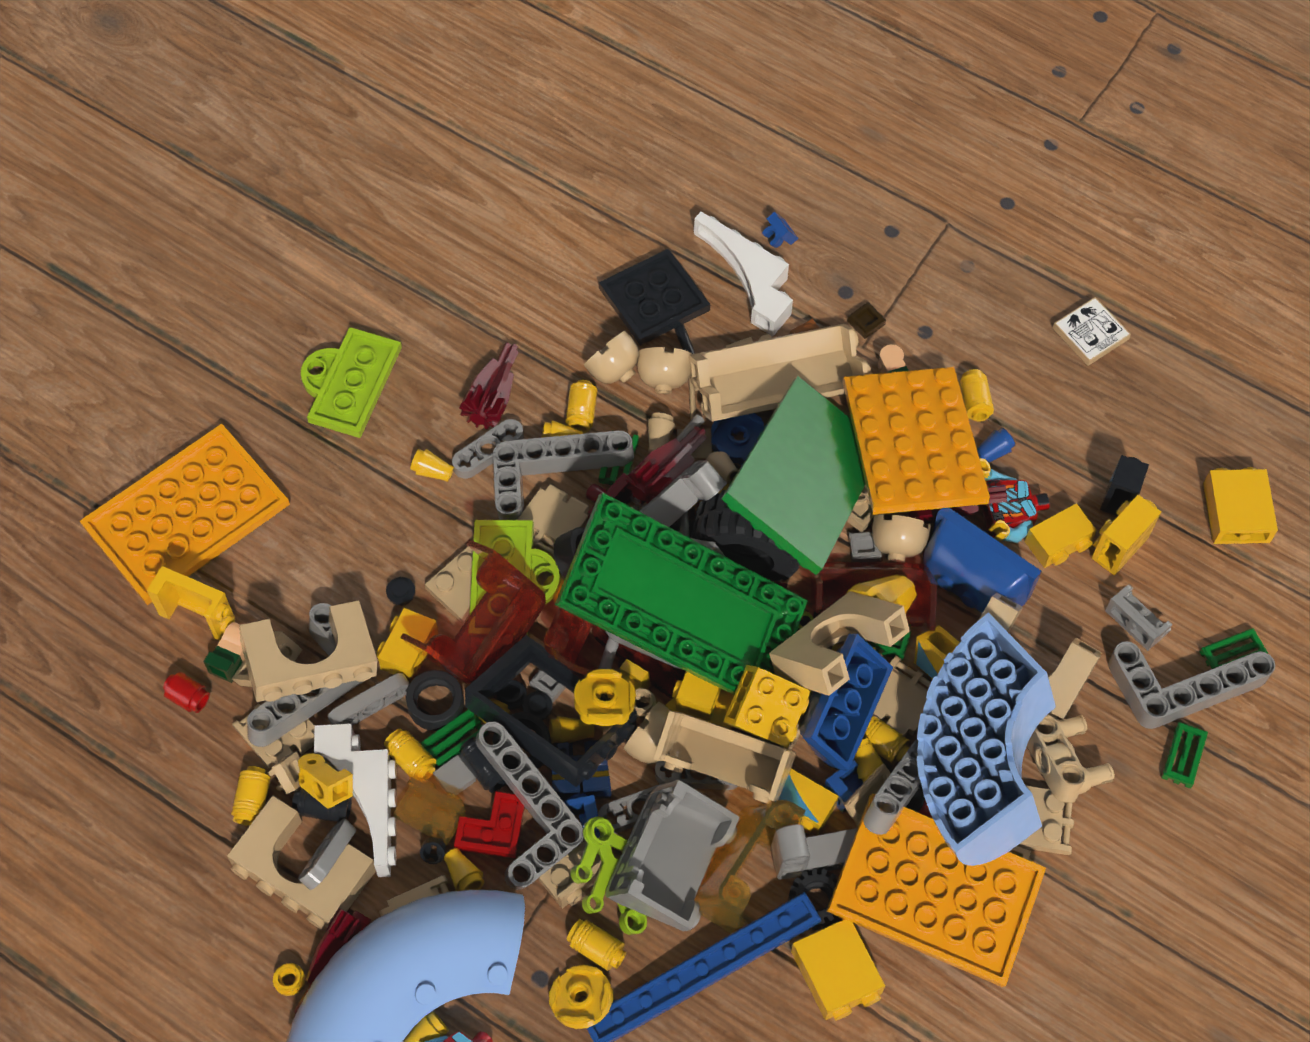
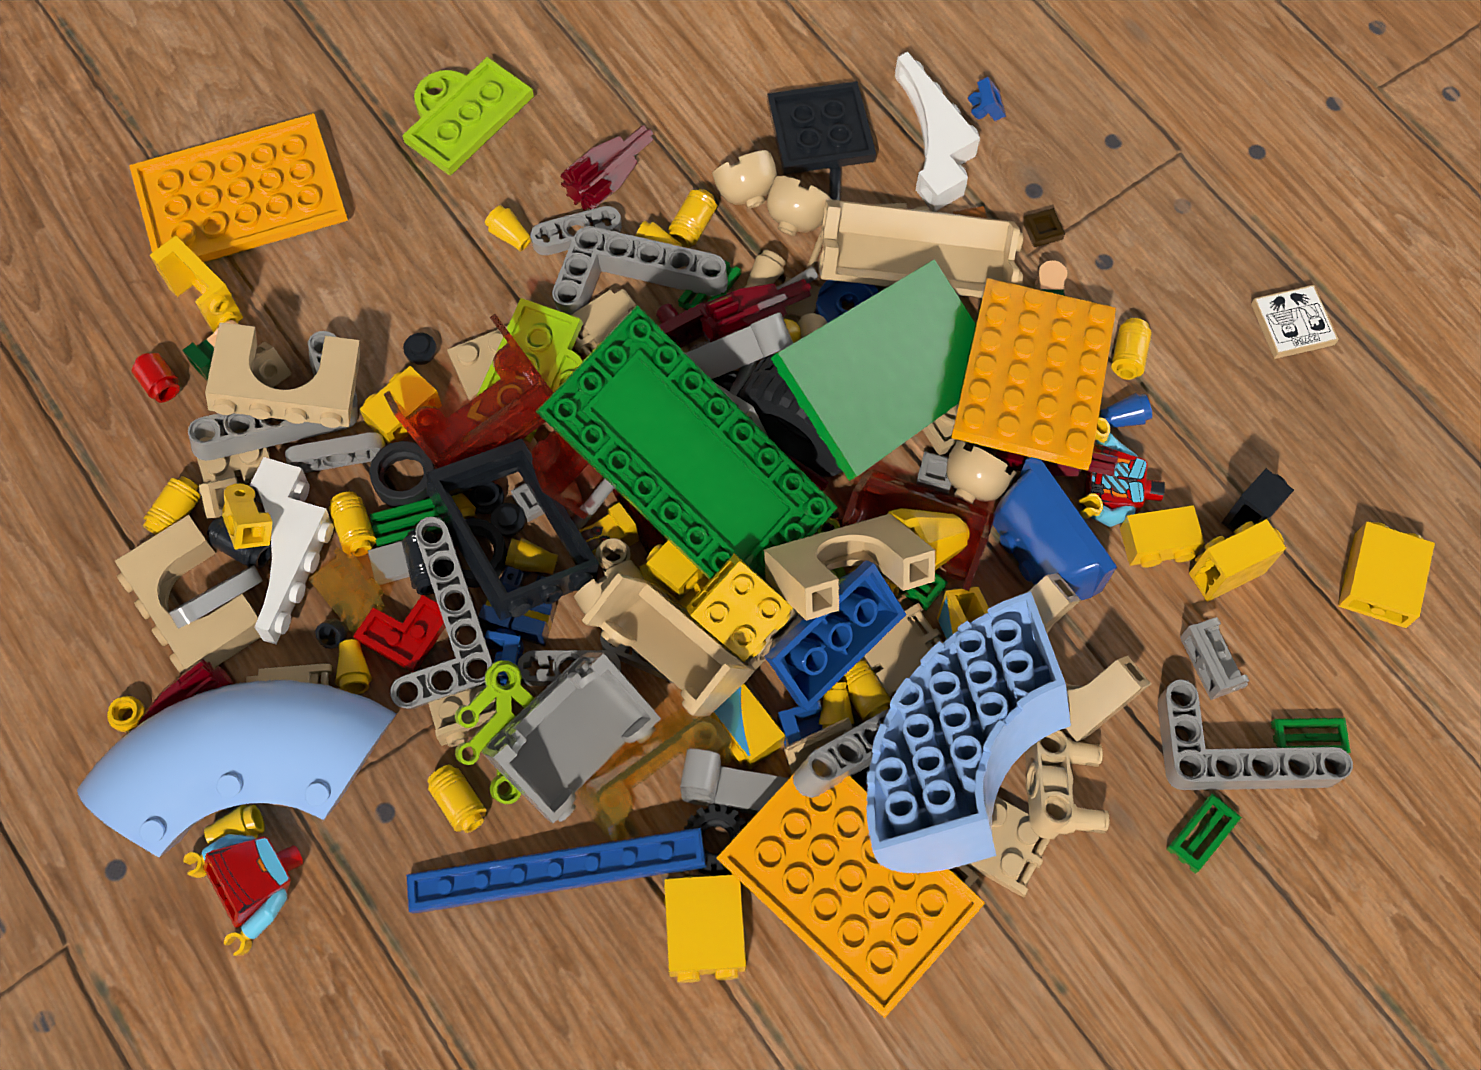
camera: 20 degrees right, 5 degrees up
(579, 982) = (405, 837): yellow plate -> none
(604, 712) = (564, 552): yellow plate -> none

